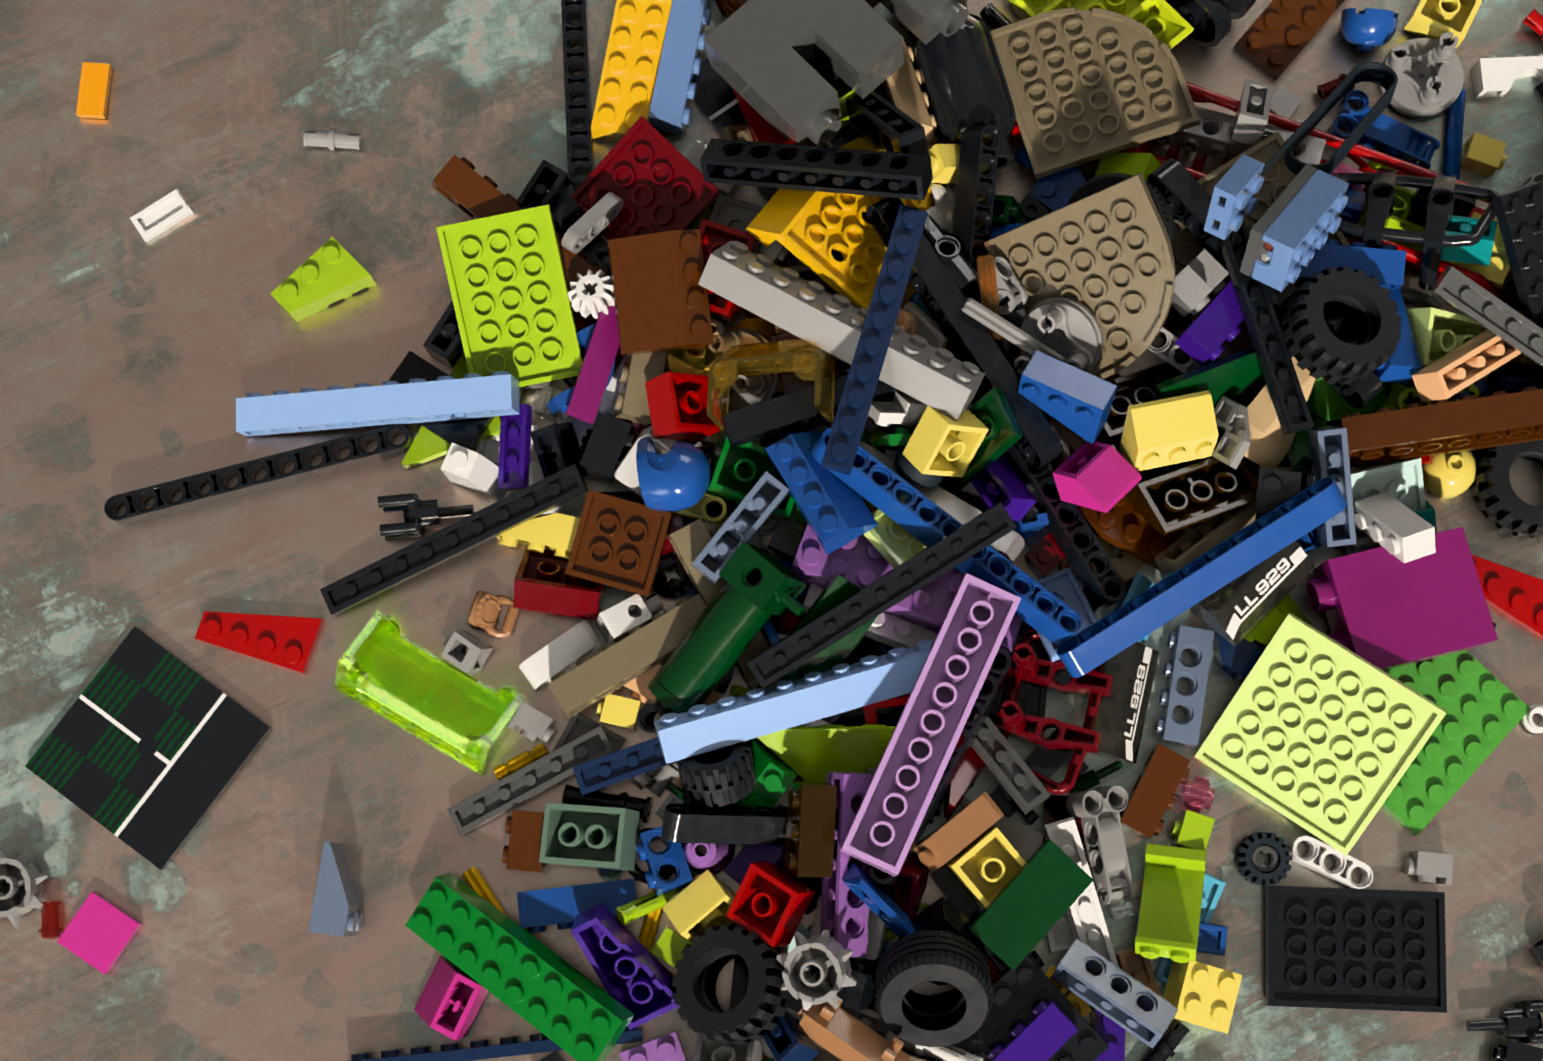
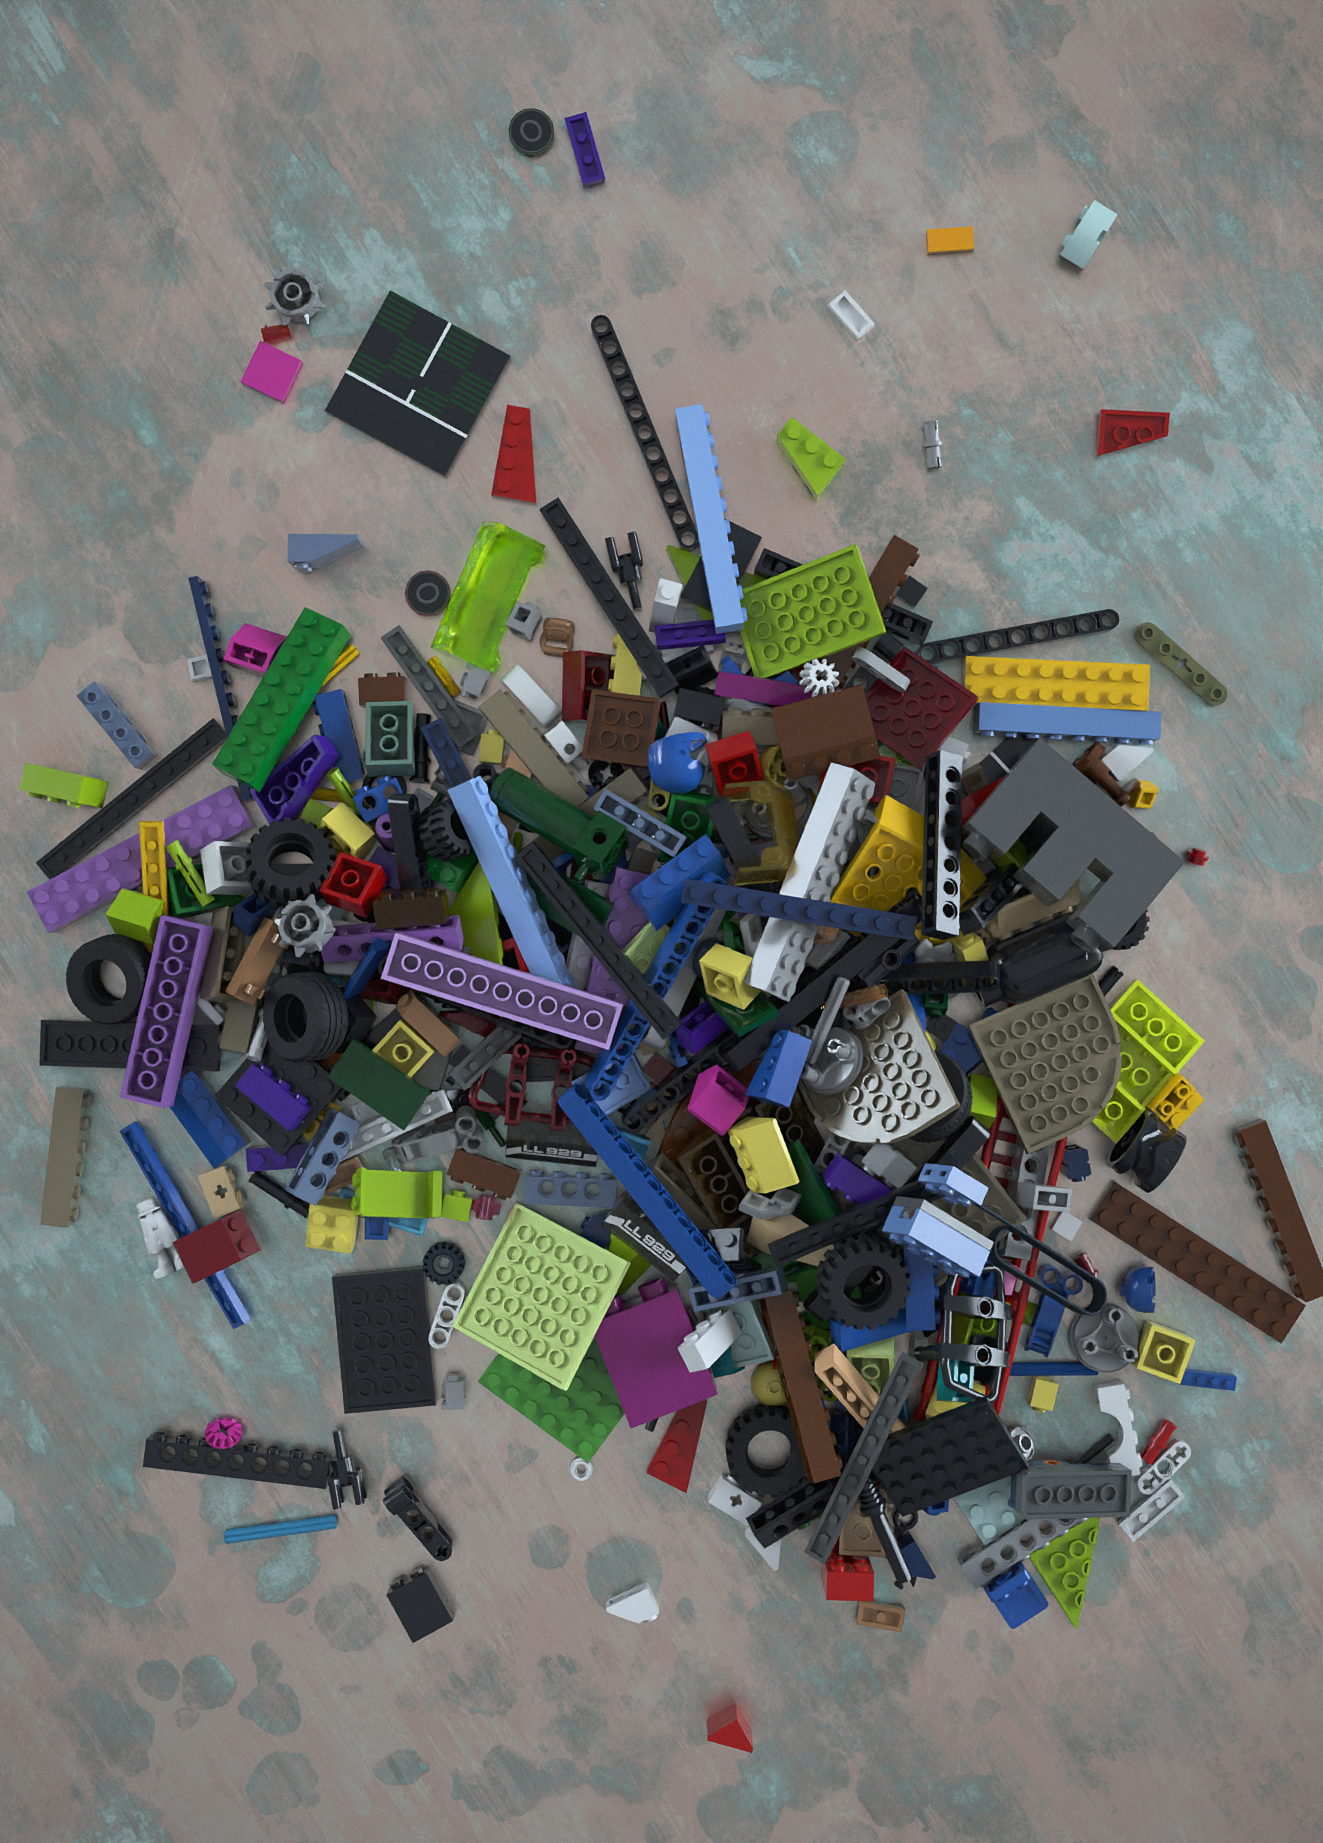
camera: 80 degrees right, 10 degrees up
(413, 768) = (428, 593): none -> black tile
(507, 182) = (911, 591): none -> black tile
(1213, 76) = (1075, 1163): none -> dark blue brick

